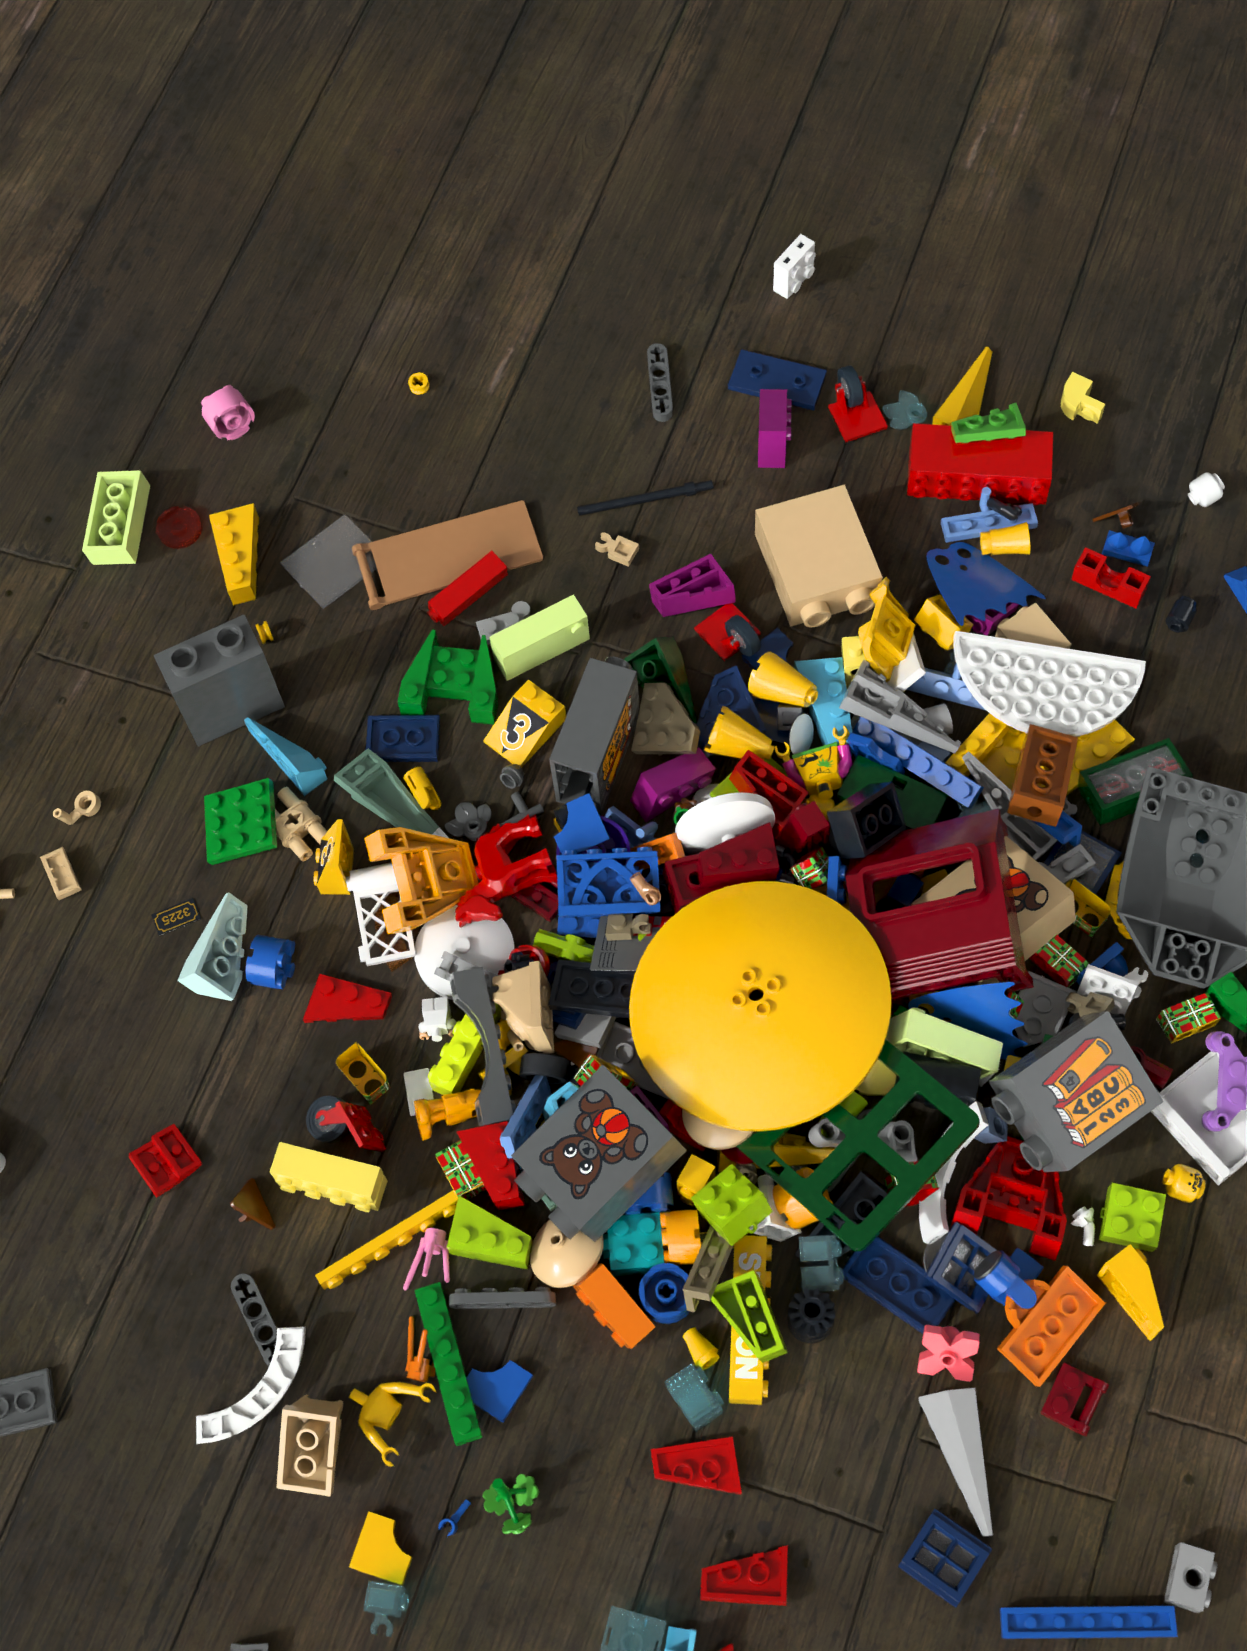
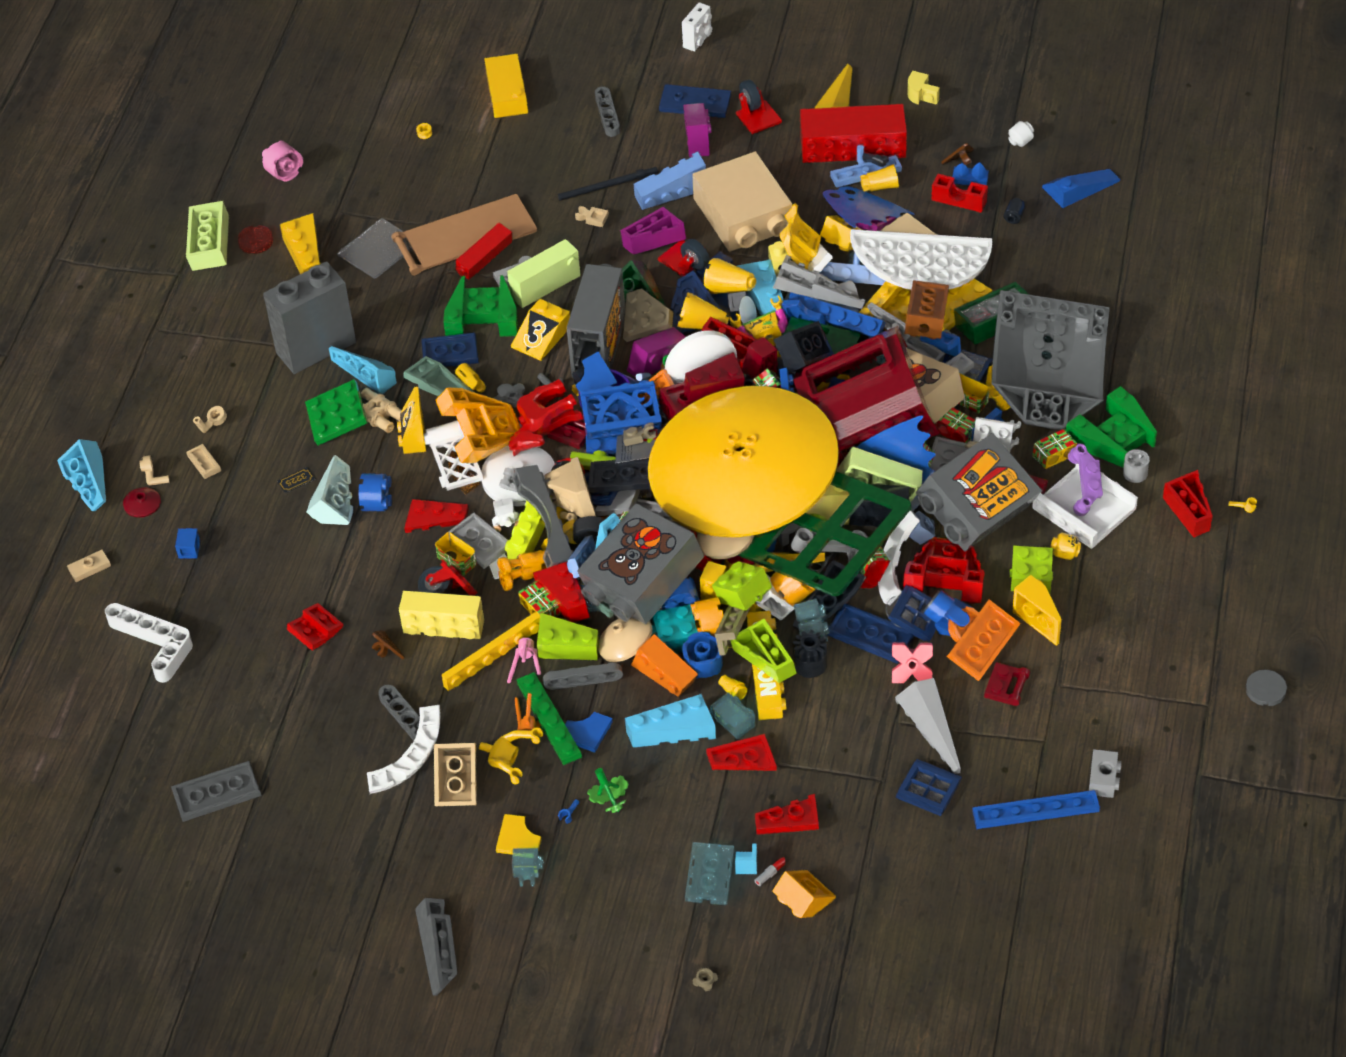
camera: 10 degrees left, 15 degrees down
(20, 1003) = (187, 543): none -> blue brick
(397, 1051) = (482, 537): none -> light grey tile
(512, 776) = (536, 362): dark grey plate -> none
(533, 327) = (506, 85): none -> yellow brick
(611, 1399) = (671, 723): none -> medium azure wedge
(647, 891) = (649, 408): medium nougat arm -> none
(725, 512) = (669, 184): none -> medium blue wedge
(903, 412) = (792, 111): clear light blue plate -> none
(993, 426) = (860, 102): bright green wing -> none
(1085, 1219) = (997, 575): white plate -> none

